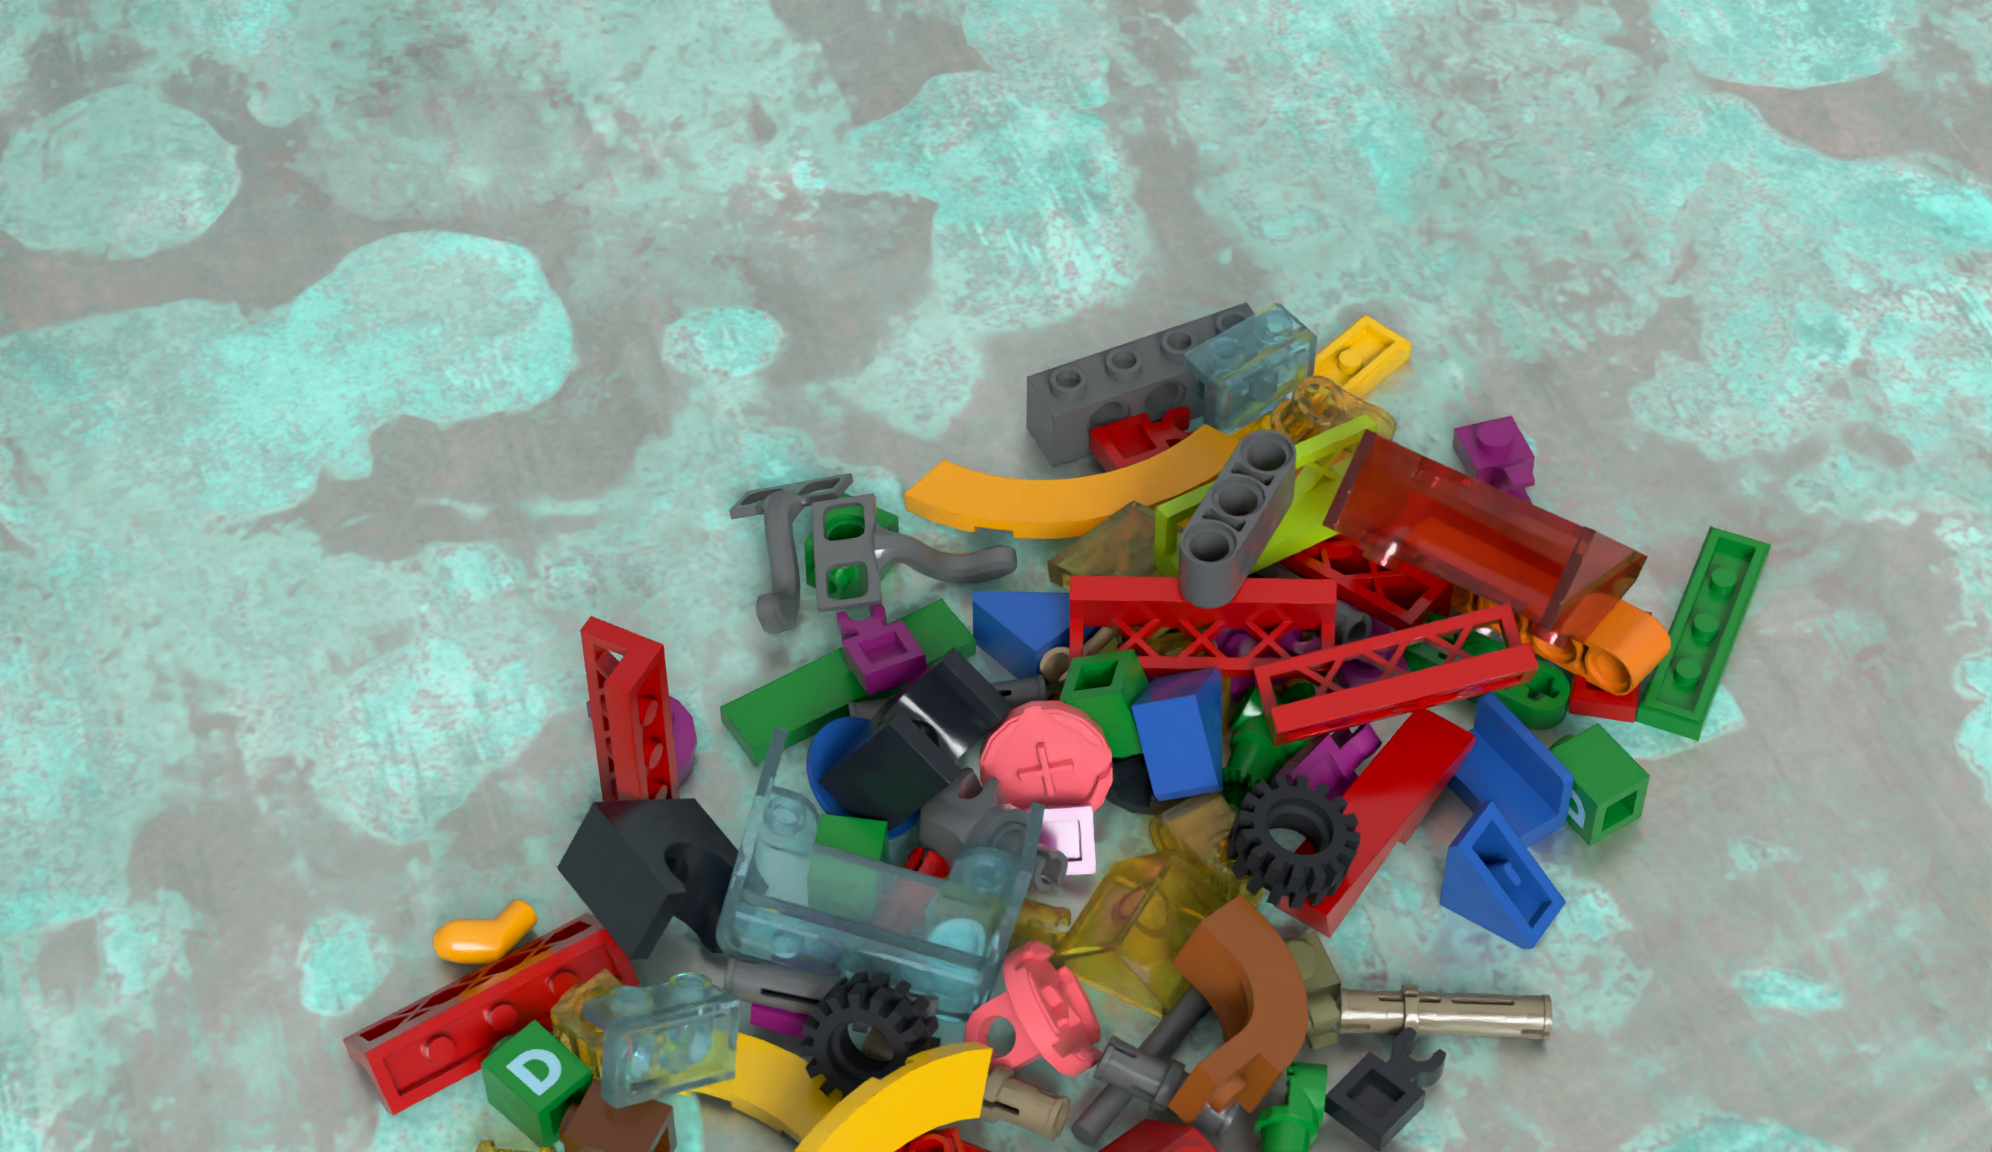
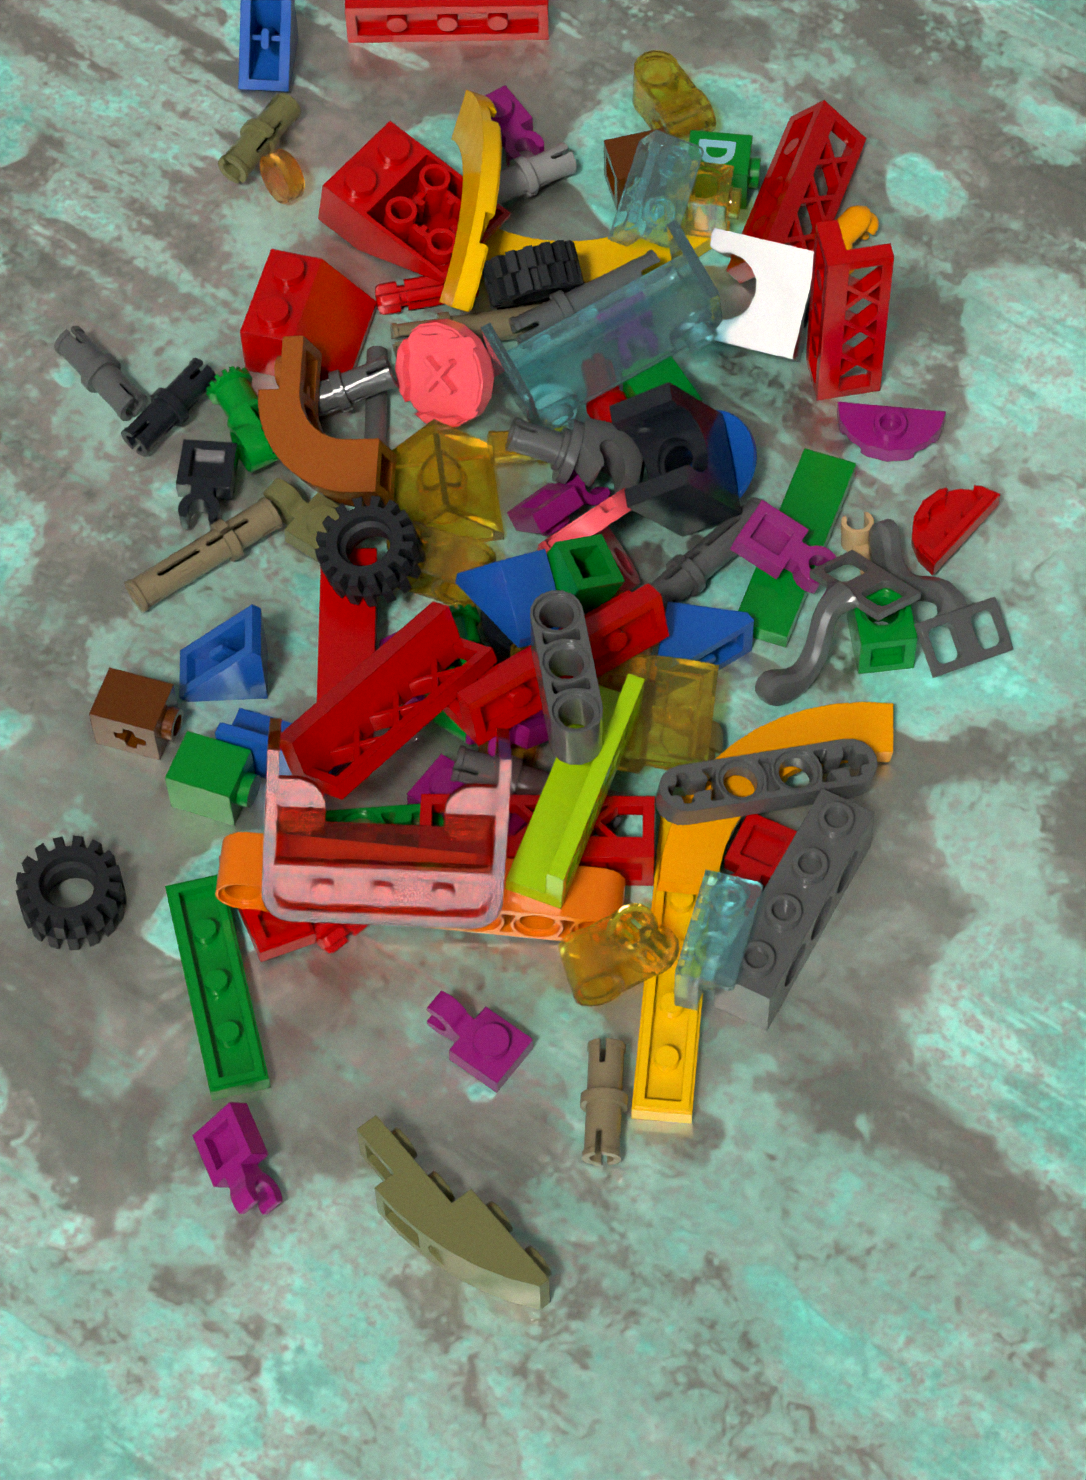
camera: 145 degrees right, 10 degrees up
(693, 608) = (948, 521): none -> red plate
(789, 642) = (857, 538): none -> tan hand
(1019, 447) = (763, 772): none -> dark grey beam
(1430, 357) = (604, 1102): none -> dark tan pin
(1629, 886) = (136, 714): none -> reddish brown brick
(1634, 338) = (456, 1235): none -> olive slope
(1779, 482) = (231, 1155): none -> magenta plate
(1792, 796) = (65, 864): none -> black tyre

